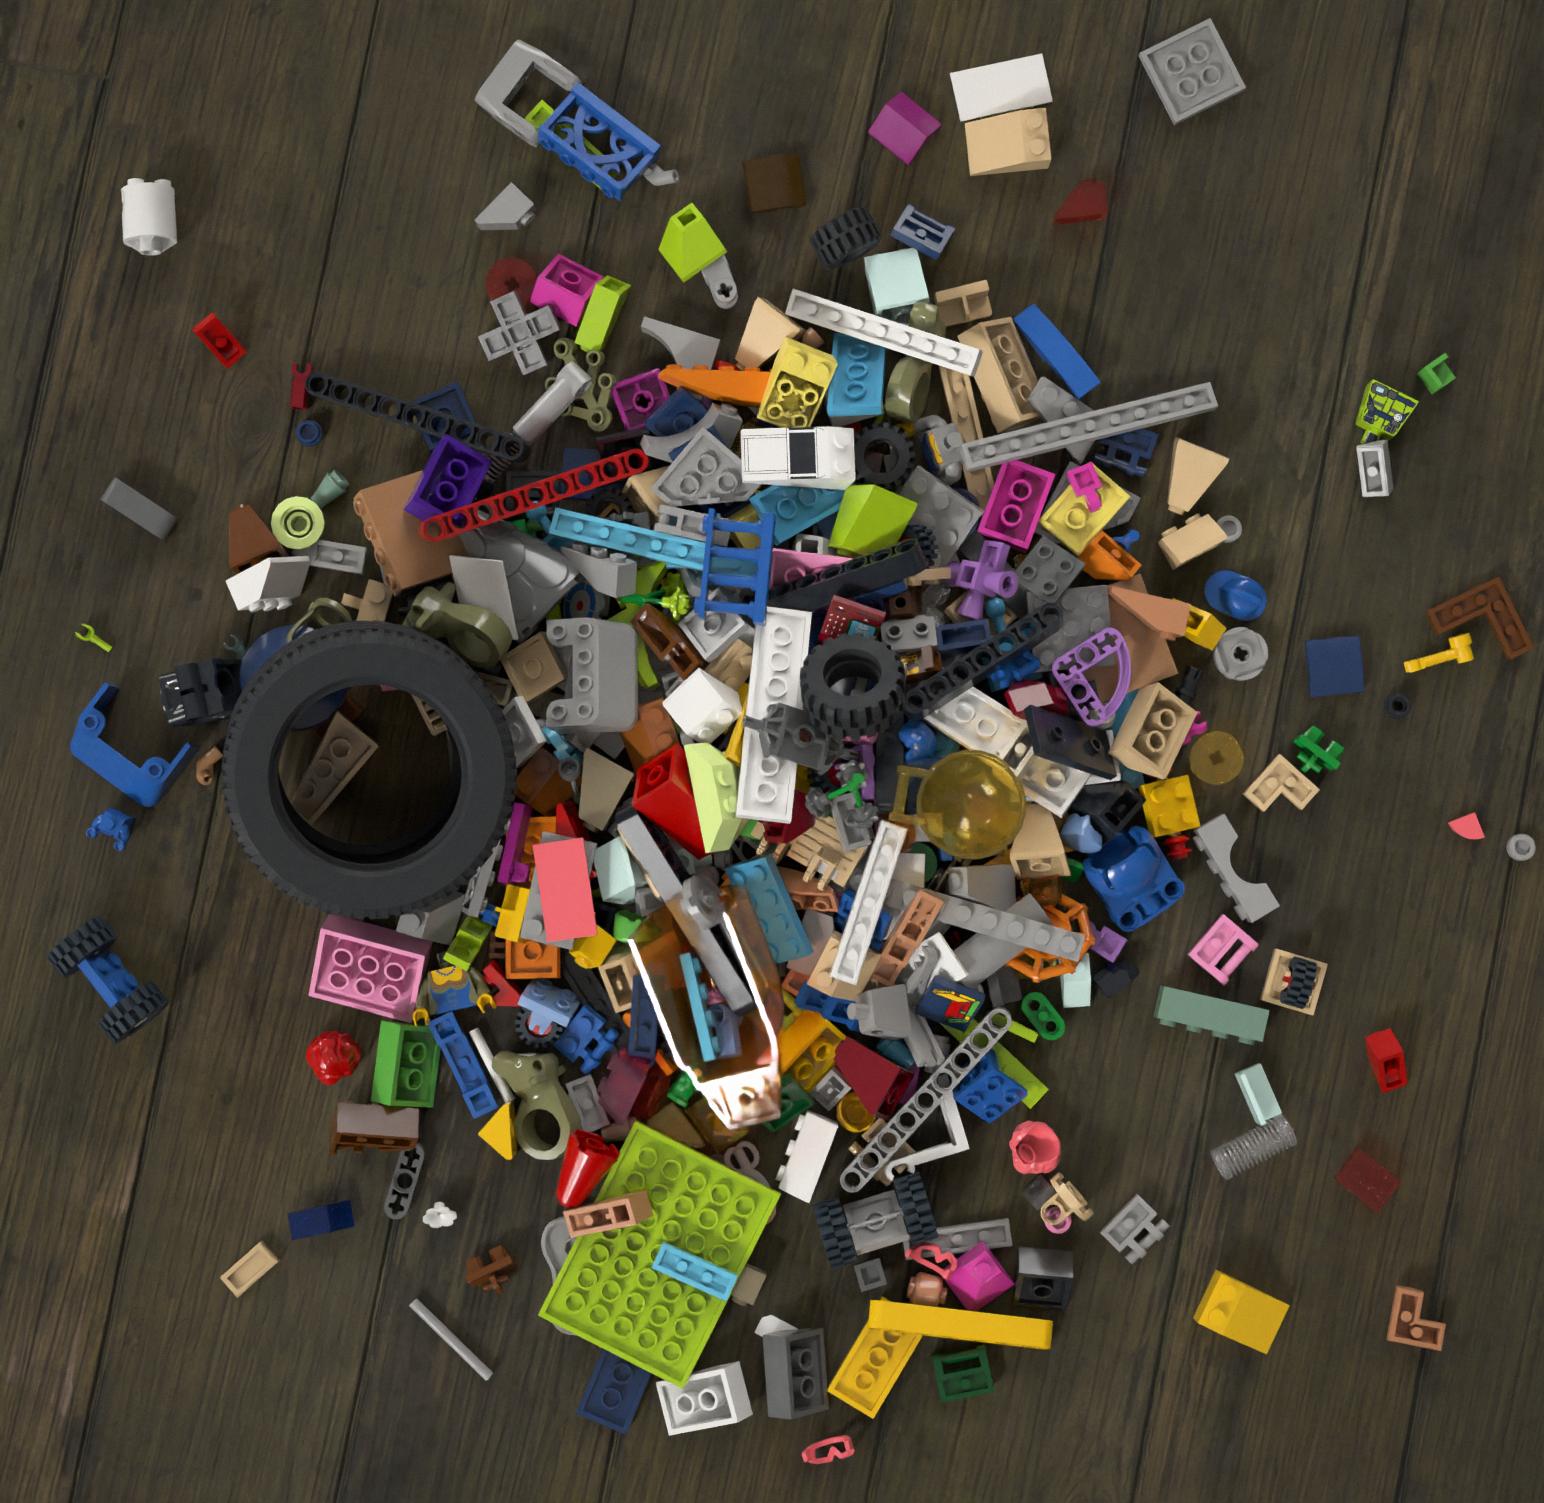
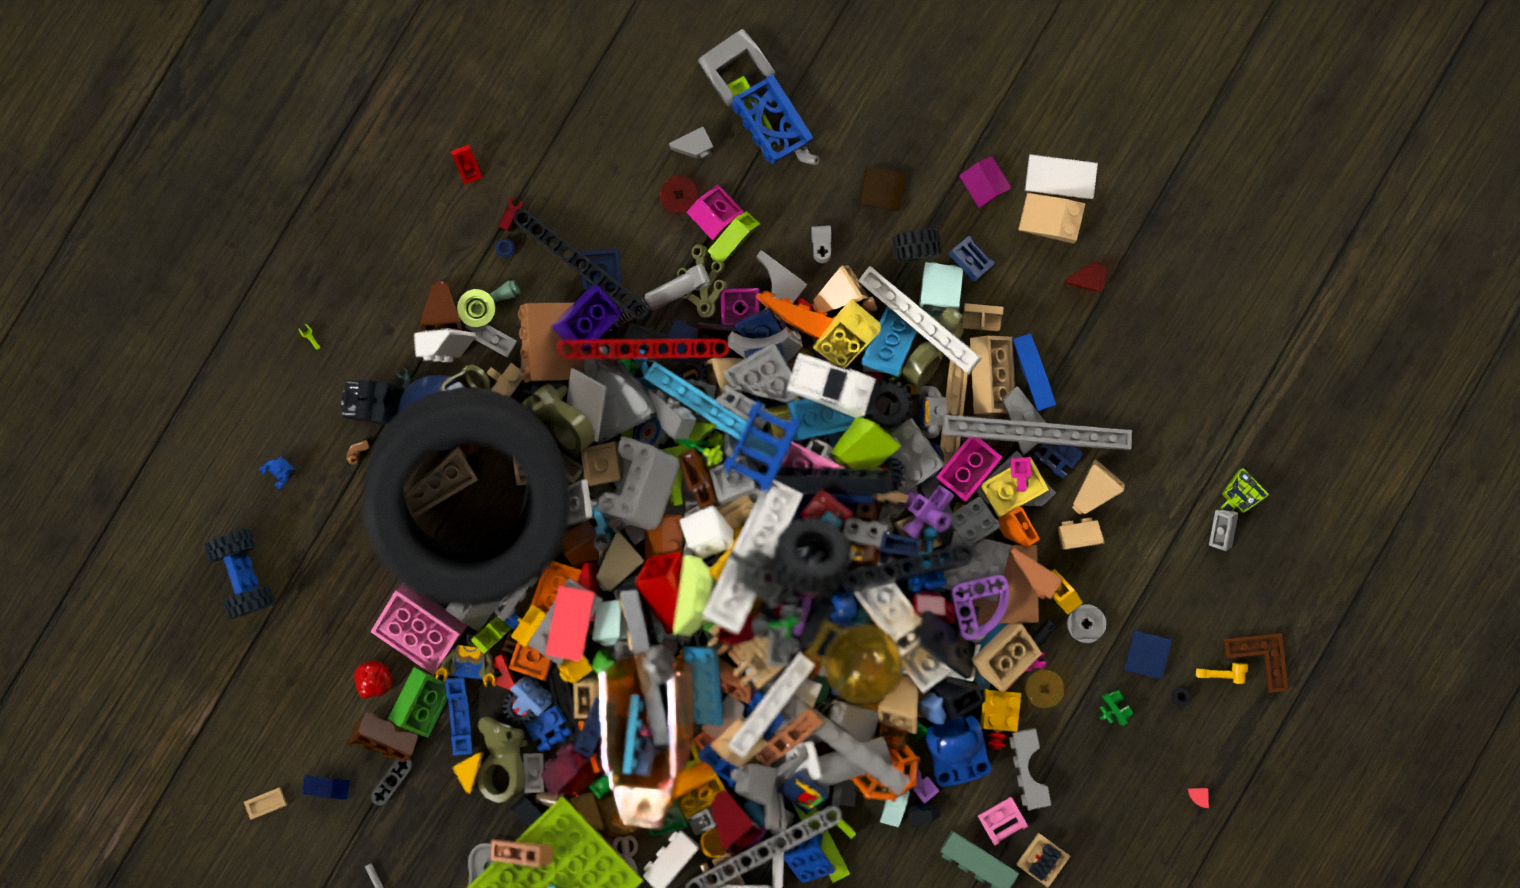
camera: 15 degrees right, 0 degrees up
(139, 509) = (372, 260): dark grey beam -> none
(143, 785) = (308, 450): blue windscreen -> none
(149, 216) = (448, 63): white cylinder -> none
(439, 1216) = (406, 813): white plant -> none
(481, 1274) = (420, 862): reddish brown hips -> none
(487, 1057) = (477, 716): white bar -> none
(511, 867) = (538, 595): magenta hinge -> none
(519, 332) = (672, 230): flat silver plate -> none
(583, 1167) = (516, 815): red cone -> none
(690, 243) = (810, 211): lime slope -> none
(1042, 1016) = (863, 822): green plate -> none
(1127, 539) = (1036, 518): blue plant -> none
(1192, 71) = (1195, 212): light grey plate -> none
(1231, 527) = (1109, 534): light grey tile -> none
(1235, 595) = (1097, 582): blue piece -> none
(1280, 778) = (1083, 718): tan plate -> none
(1436, 374) = (1289, 479): bright green panel -> none
(1521, 847) = (1231, 823): light grey tile -> none

